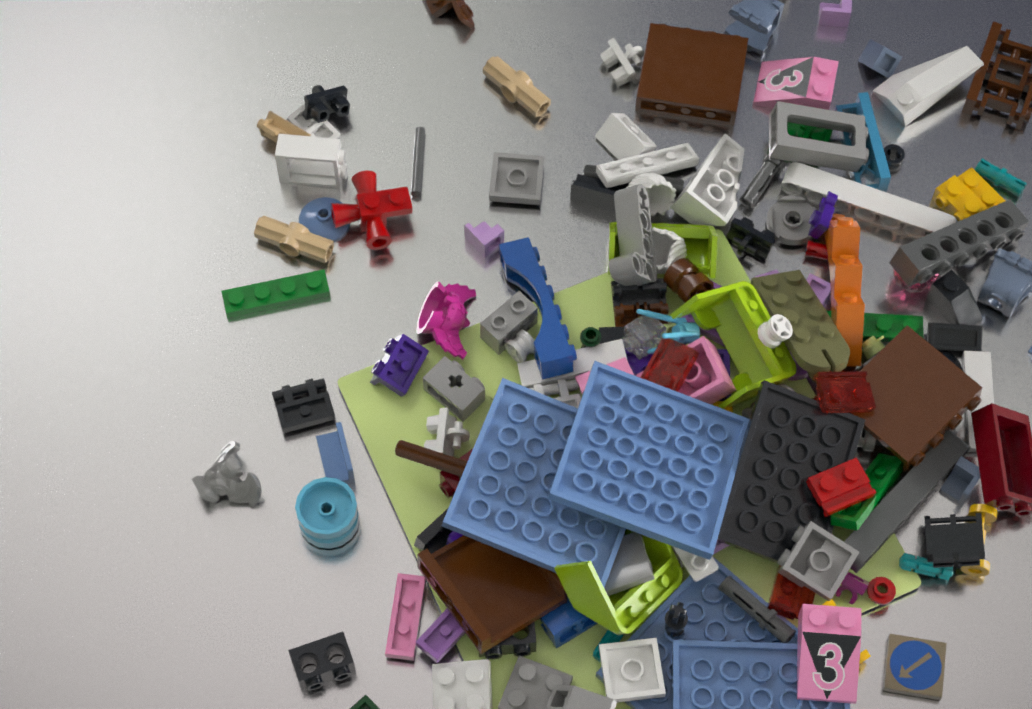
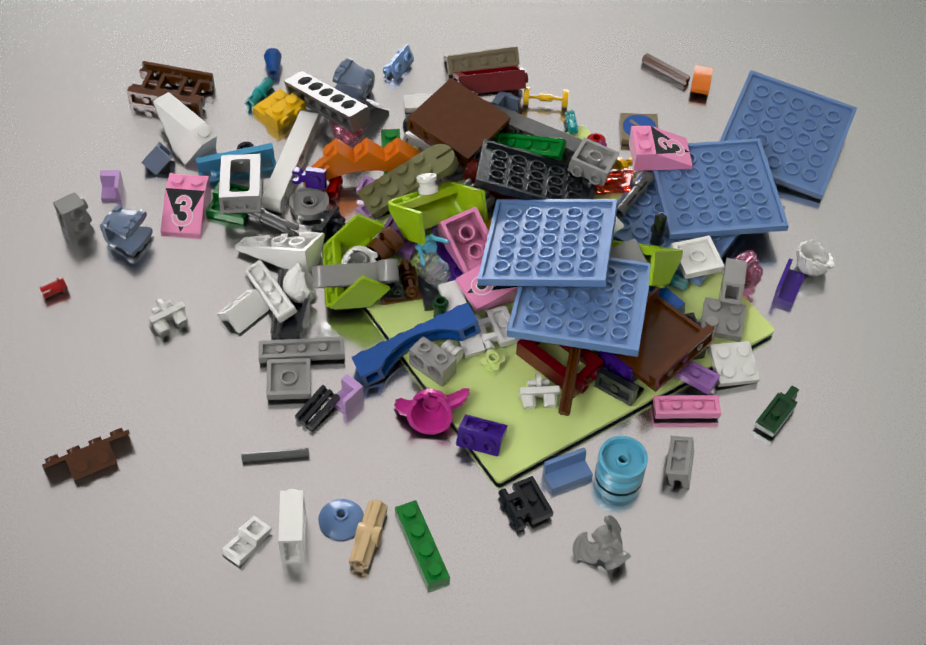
camera: 100 degrees left, 10 degrees down
(277, 125) = (257, 559): tan hinge -> none
(319, 653) = (734, 456): black brick -> none
(323, 102) = (218, 533): black hips -> none
(324, 587) = (680, 460): none -> light grey hinge
(372, 209) = (335, 474): red brick -> none
(461, 400) = (496, 392): light grey brick -> none
(480, 199) = (324, 394): none -> black tile
(516, 86) = (195, 388): tan piece -> none
(557, 195) = (312, 348): none -> light grey plate
(670, 364) = (464, 246): clear red plate -> none
(691, 74) = (177, 267): reddish brown panel -> none
(840, 487) = (537, 150): red plate -> none
(844, 392) = (469, 145): clear red plate -> none
(954, 541) = (555, 102): black plate -> none
(955, 336) = (395, 113): black tile -> none

